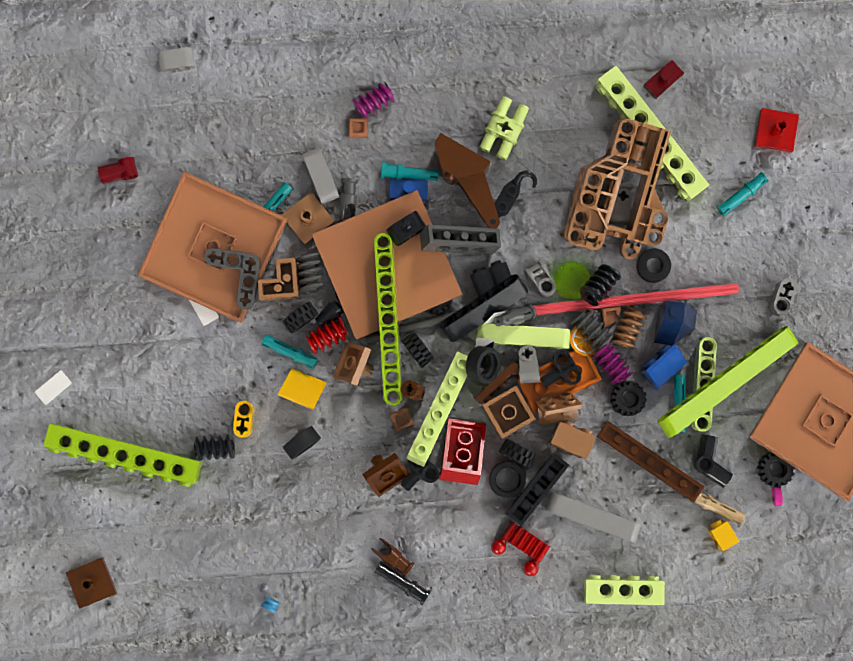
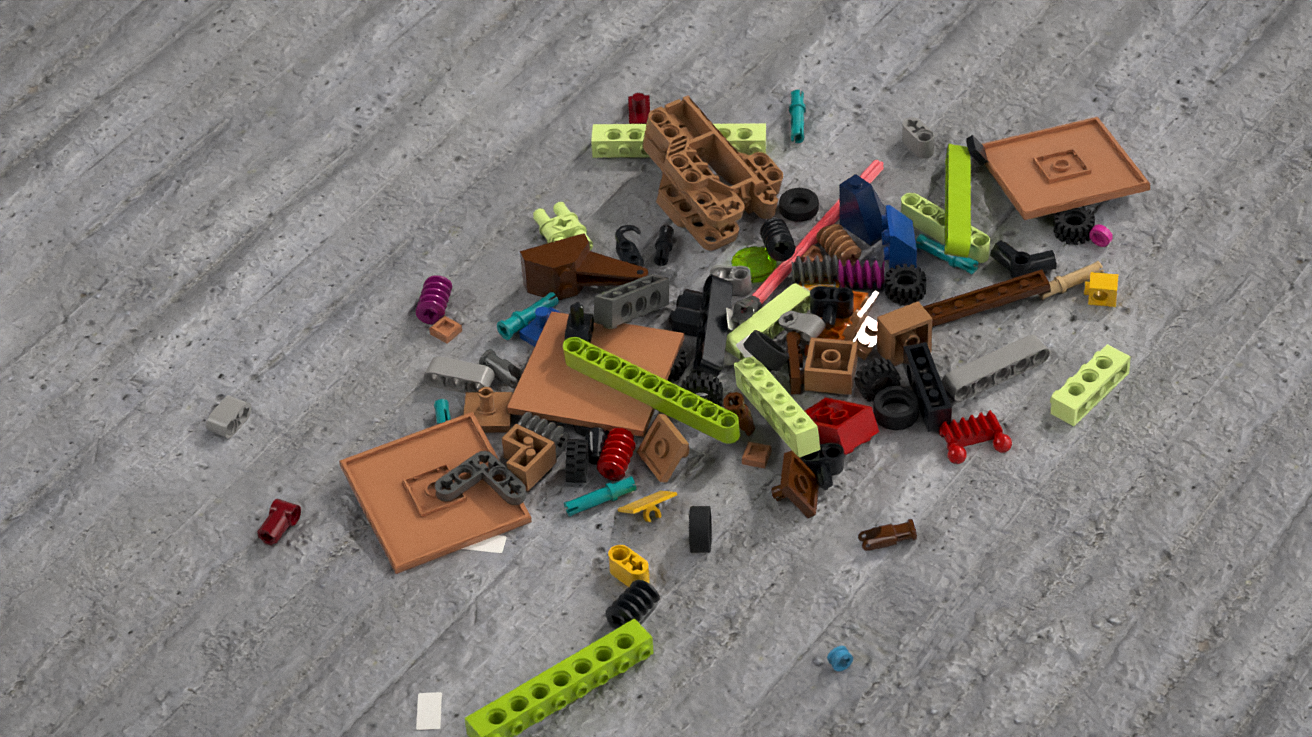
camera: 45 degrees left, 40 degrees down
(412, 588) = (932, 538): black pin -> none
(543, 206) = (663, 245): none -> black pin
(776, 130) = (764, 69): red tile -> none
(796, 352) = (976, 150): none -> black tile

